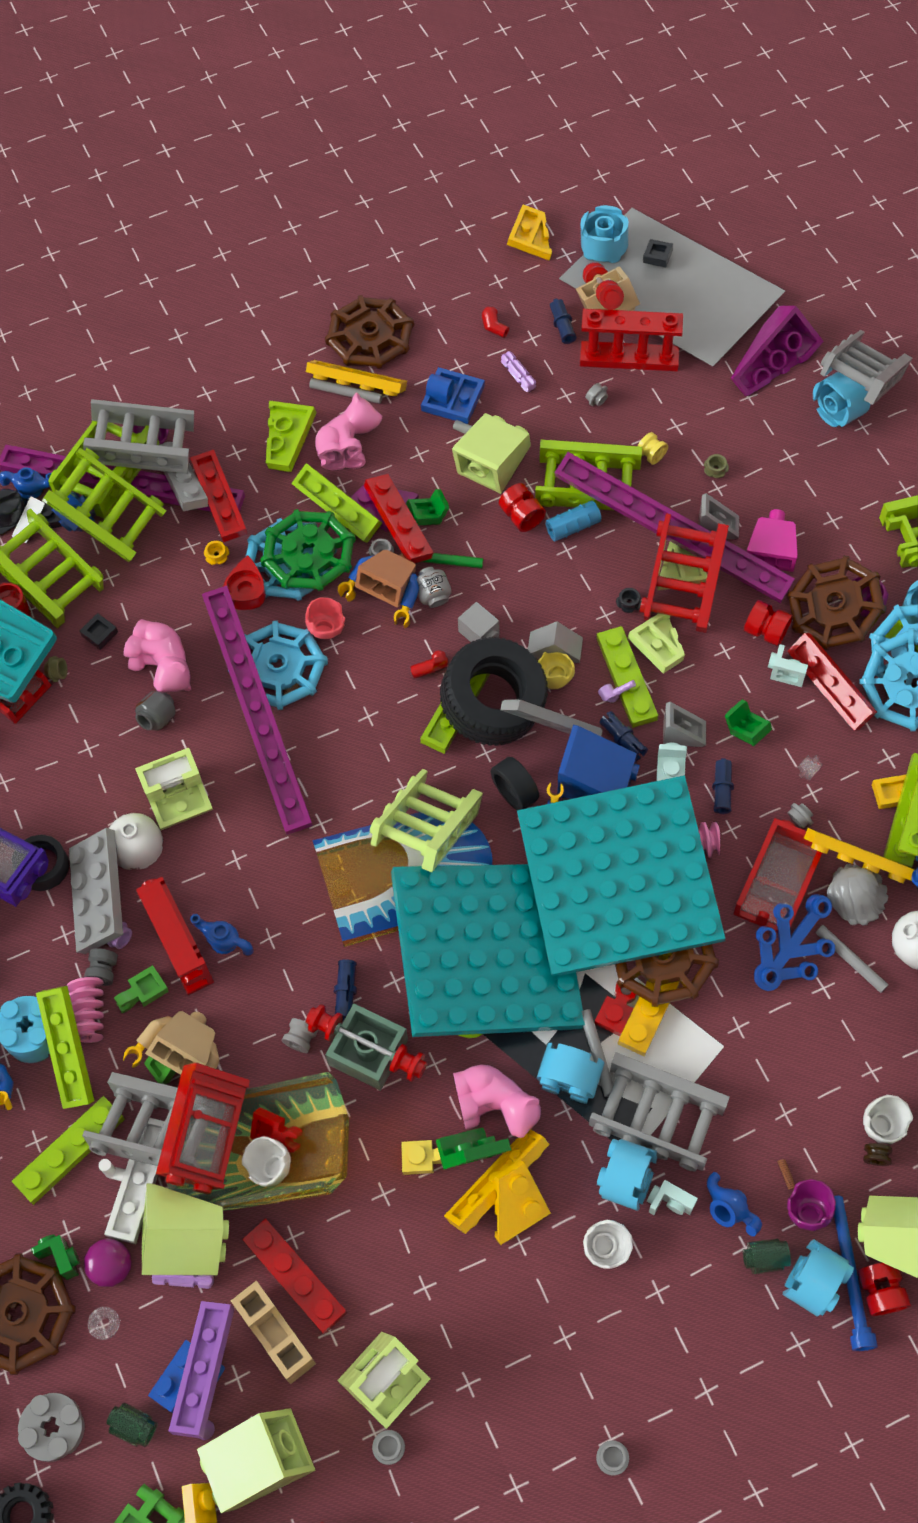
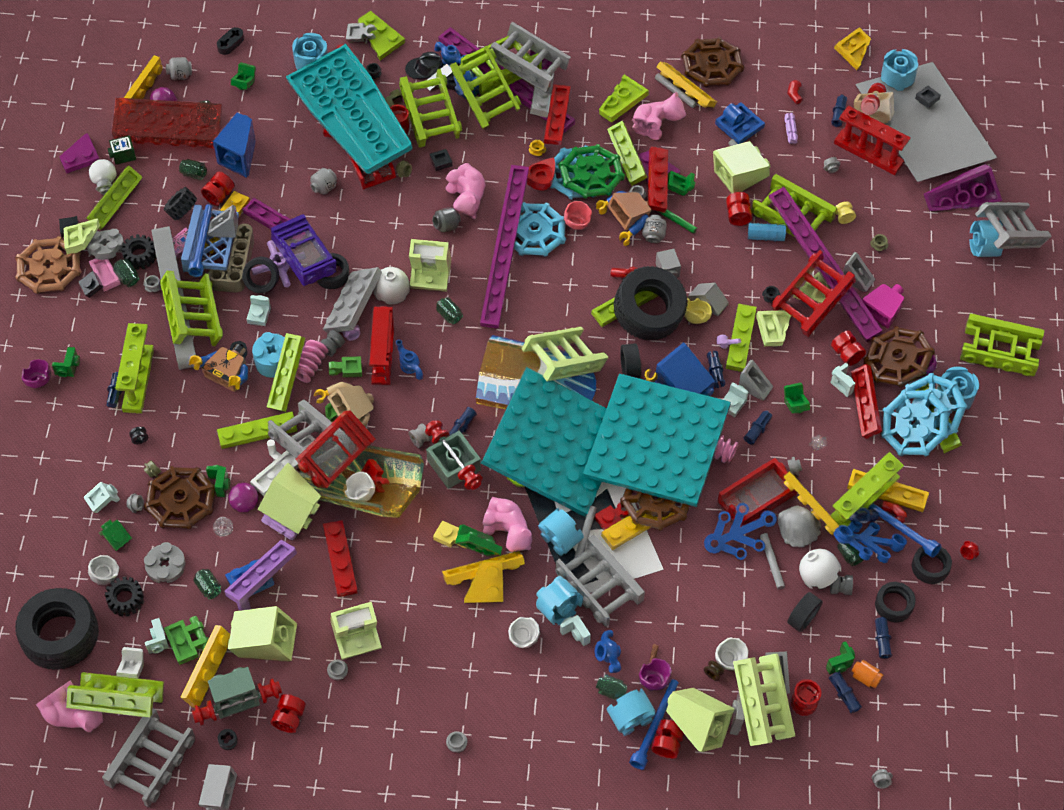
camera: 25 degrees right, 5 degrees down
(233, 836) = (449, 310): none -> clear green brick
(273, 1332) = (310, 577): tan arch -> none
(545, 716) = (669, 329): light grey tile -> none

